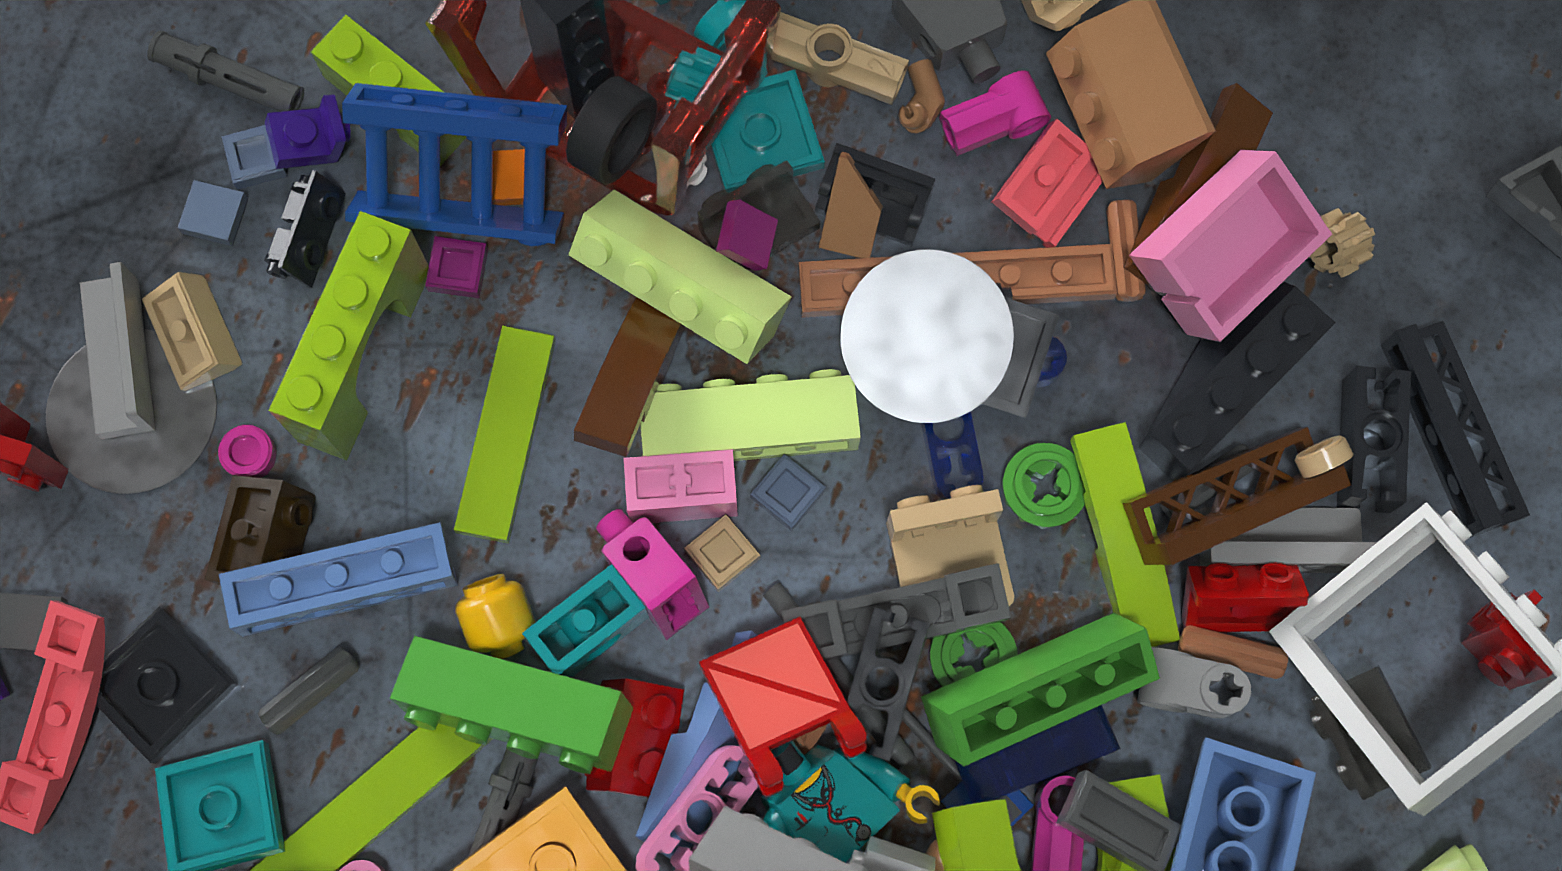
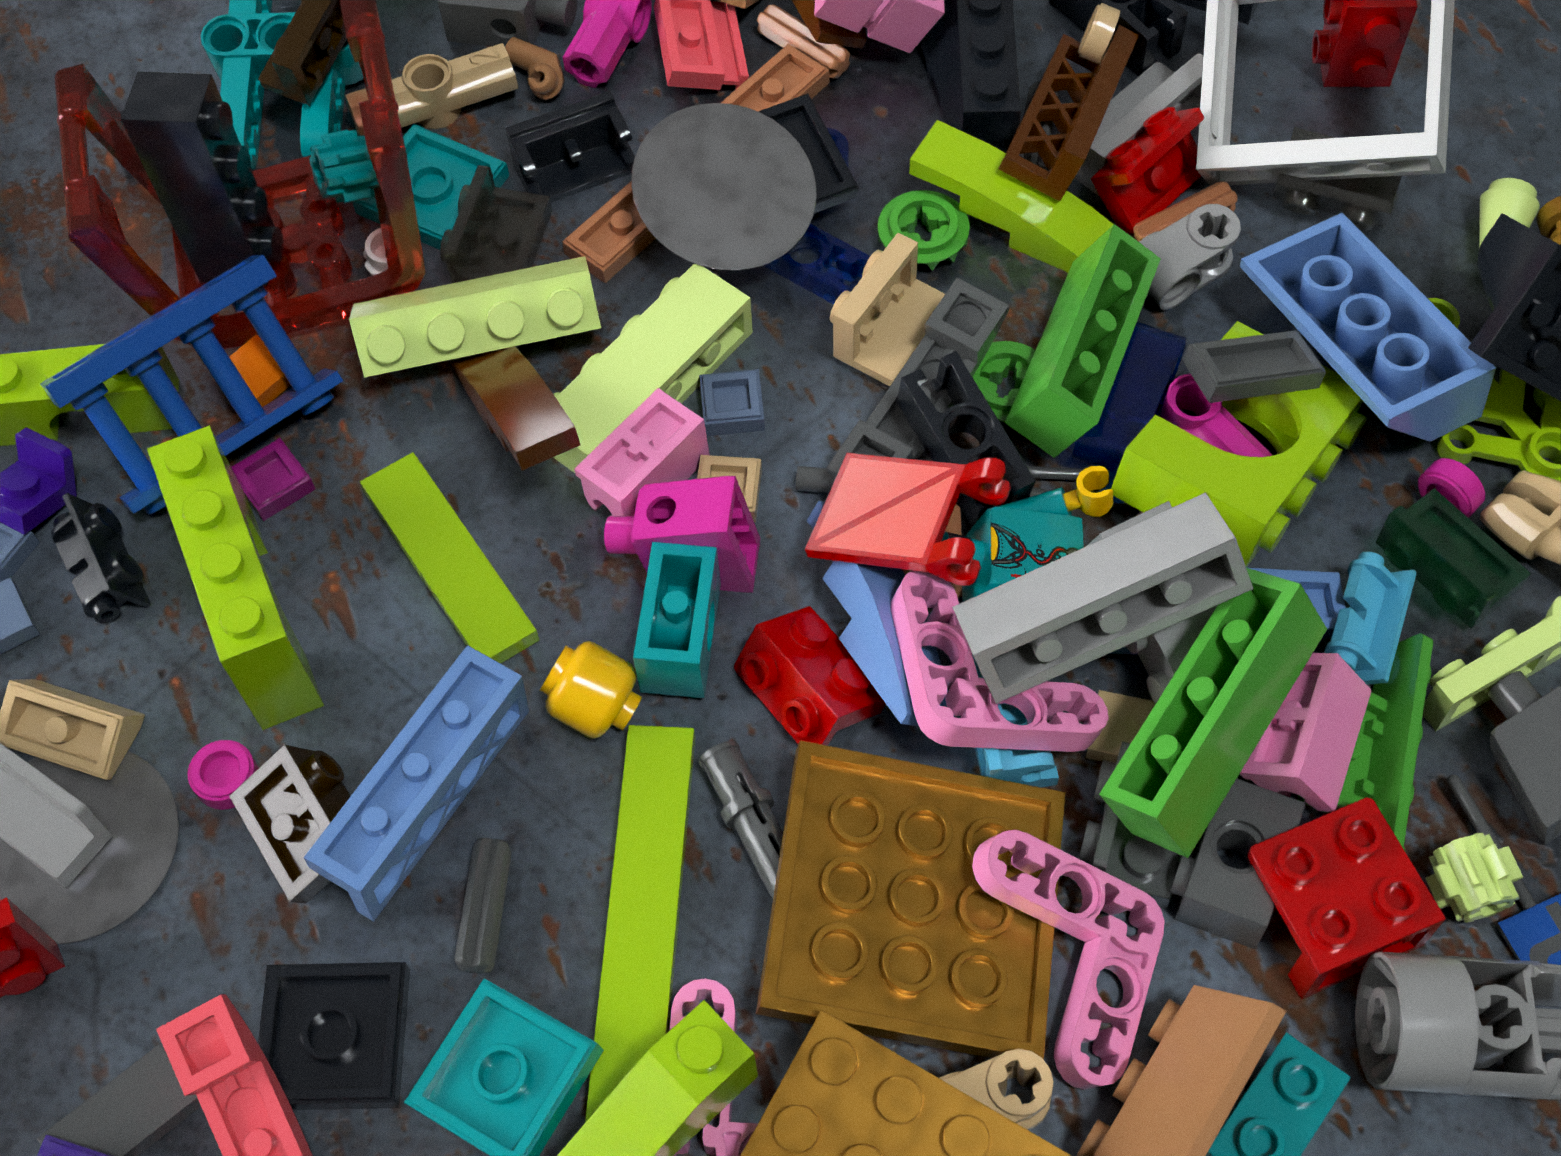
camera: 40 degrees left, 15 degrees down
(511, 704) = (681, 725): bright green brick -> none
(611, 130) = (309, 244): black tyre -> none
(747, 235) = (502, 239): magenta tile -> none
(851, 213) = (567, 170): medium nougat tile -> none

